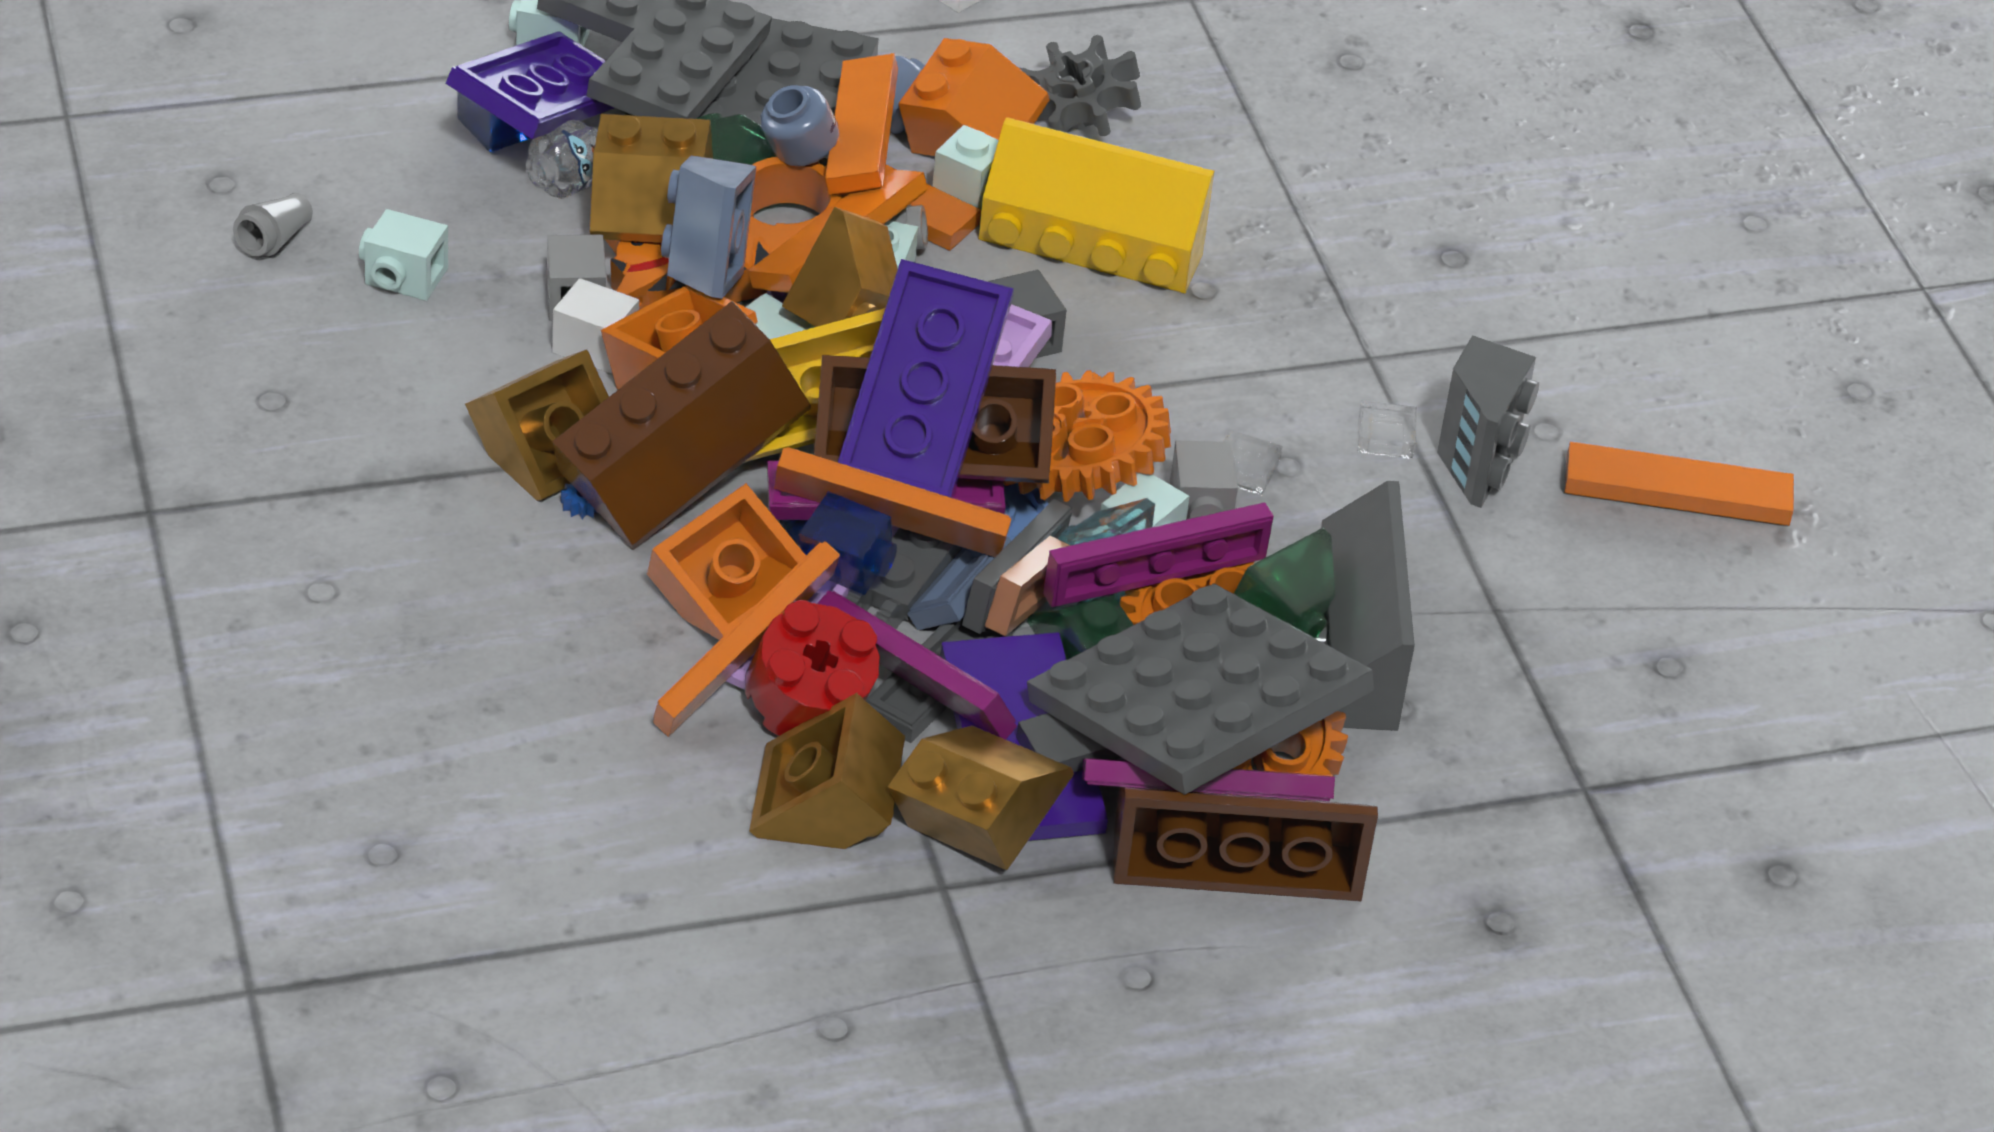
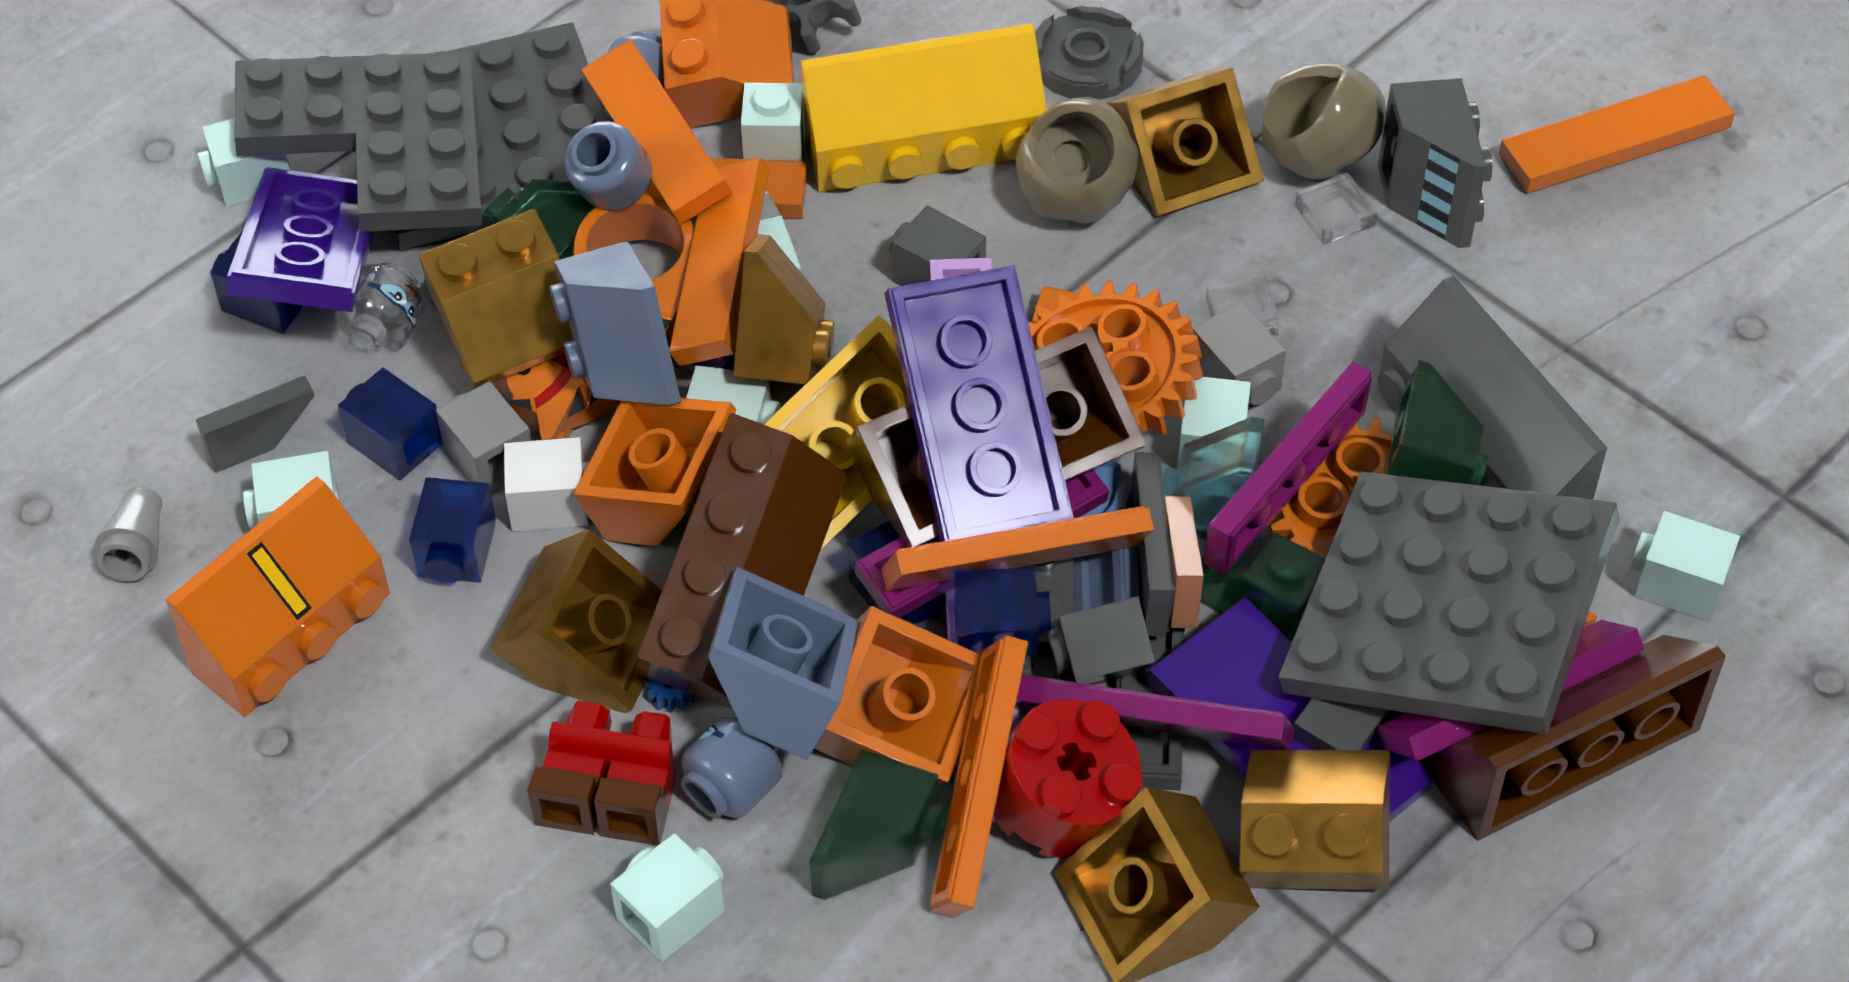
camera: 25 degrees left, 10 degrees up
(337, 299) = (278, 598): none -> orange slope
(413, 189) = (253, 424): none -> dark grey tile
(466, 614) = (668, 895): none -> light aqua brick
(484, 524) = (606, 776): none -> hips
(503, 323) = (452, 530): none -> clear blue brick
(513, 236) = (390, 423): none -> clear blue brick
(577, 557) = (729, 770): none -> sand blue head
(646, 643) = (876, 825): none -> clear green slope
(647, 485) = (781, 661): none -> sand blue slope
(914, 598) = (1102, 642): none -> dark grey brick
(1187, 293) = (1076, 161): none -> dark tan piece
(1279, 238) = (1089, 53): none -> dark grey tile
(1298, 324) = (1190, 140): none -> pearl gold slope
(1413, 353) = (1322, 119): none -> dark tan piece
(1442, 783) = (1684, 565): none -> light aqua brick

